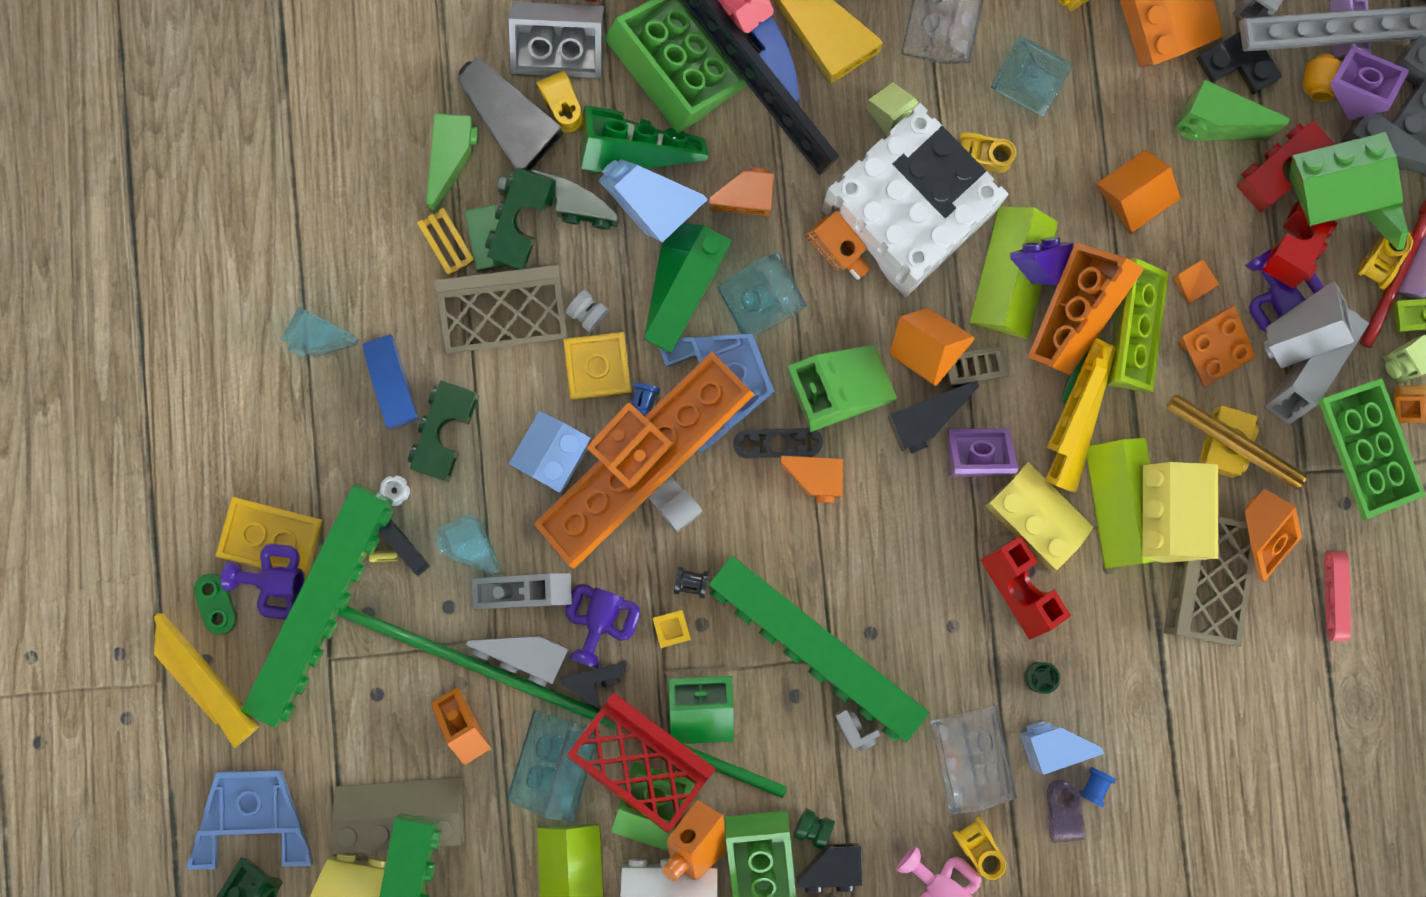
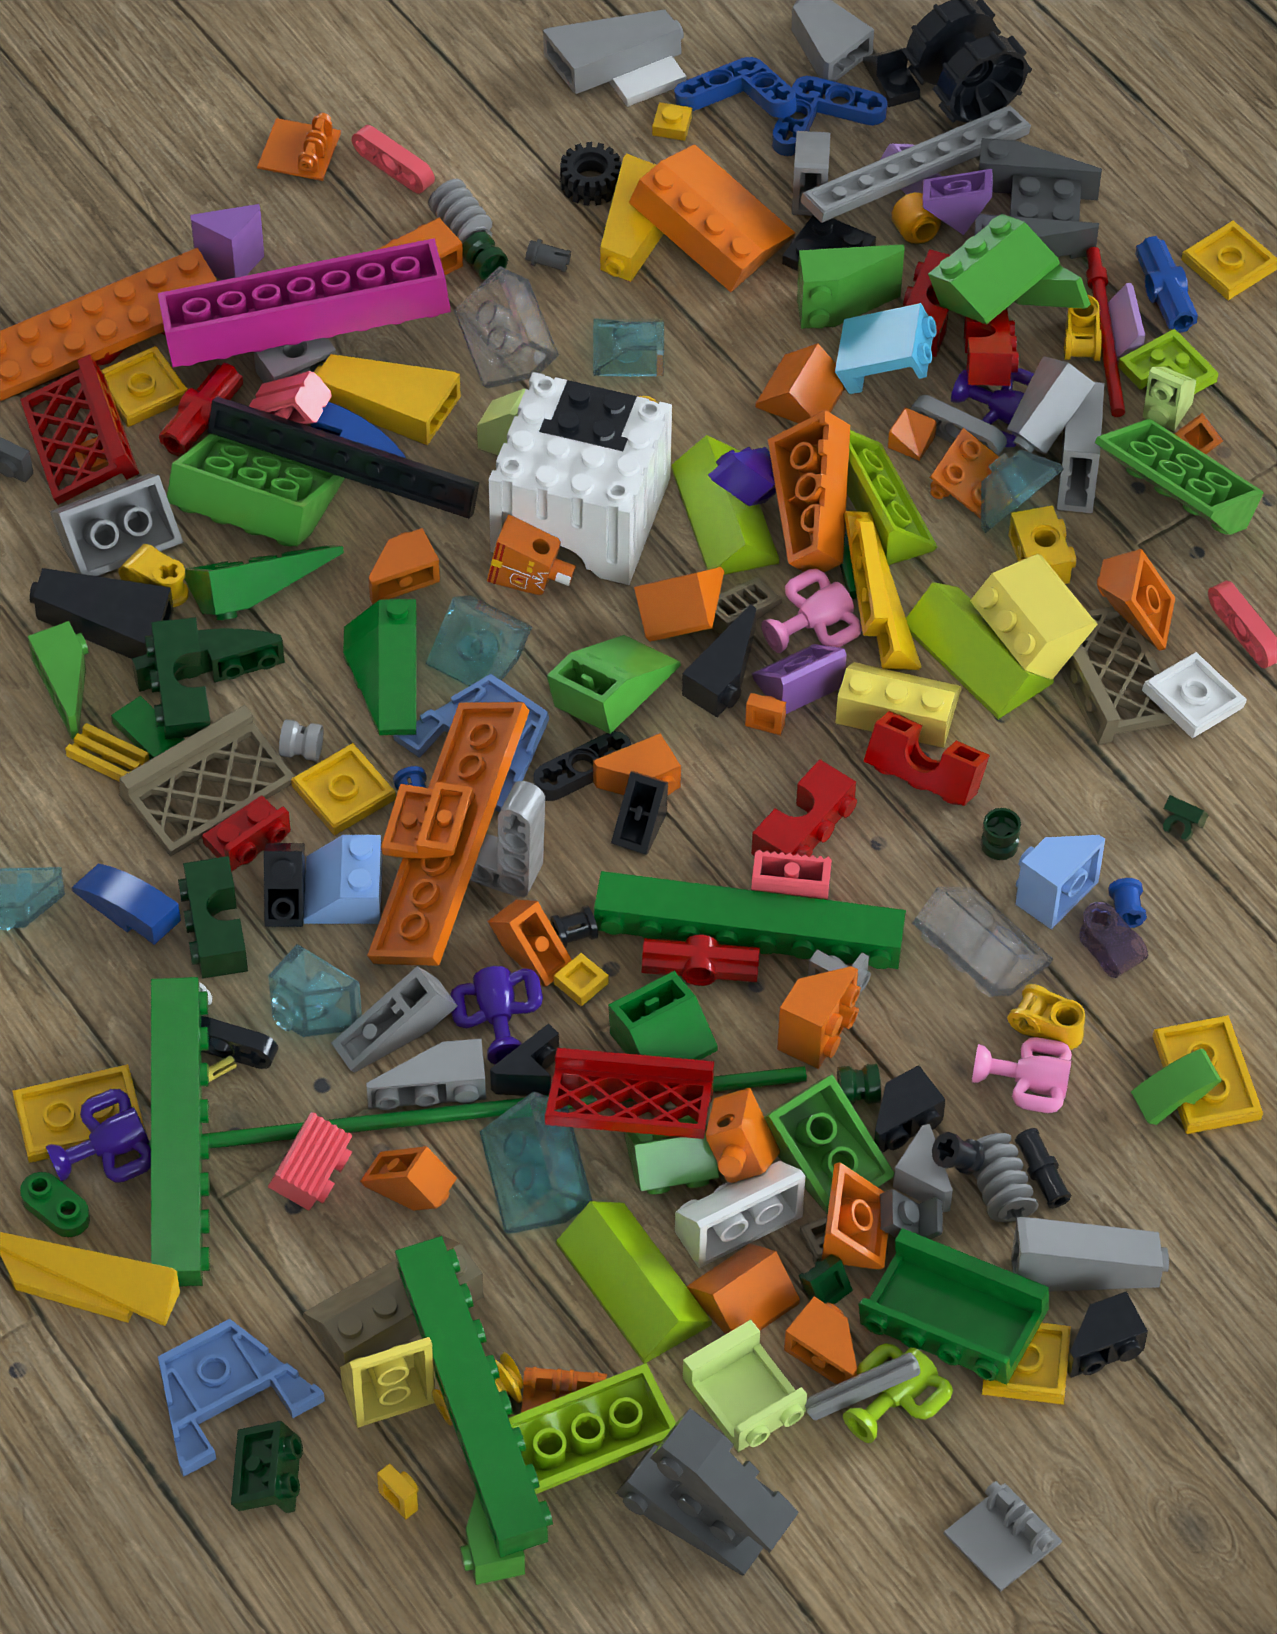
camera: 25 degrees left, 30 degrees down
(399, 678) = (310, 1162): none -> coral brick
(508, 367) = (248, 832): none -> red bracket
(508, 429) = (284, 884): none -> black slope
(649, 198) = (304, 597): light blue slope -> none
(653, 578) = (530, 939): none -> orange slope
(764, 661) = (700, 960): none -> red piece
(790, 516) = (641, 812): none -> black slope
(814, 764) = (817, 1014): none -> orange slope
(864, 638) = (791, 874): none -> coral brick
(935, 475) = (765, 713): none -> orange plate
(935, 575) = (825, 797): none -> red arch
(1027, 406) = (817, 612): none -> bright pink piece
(1187, 736) = (1184, 813): none -> dark green tile
(1222, 196) = (885, 343): none -> medium azure panel
(1234, 293) = (947, 416): none -> light grey beam
(1236, 441) = (1046, 530): pearl gold axle -> none
(1239, 384) = (1012, 484): none -> clear light blue slope
(1259, 635) = (1194, 694): none -> white tile

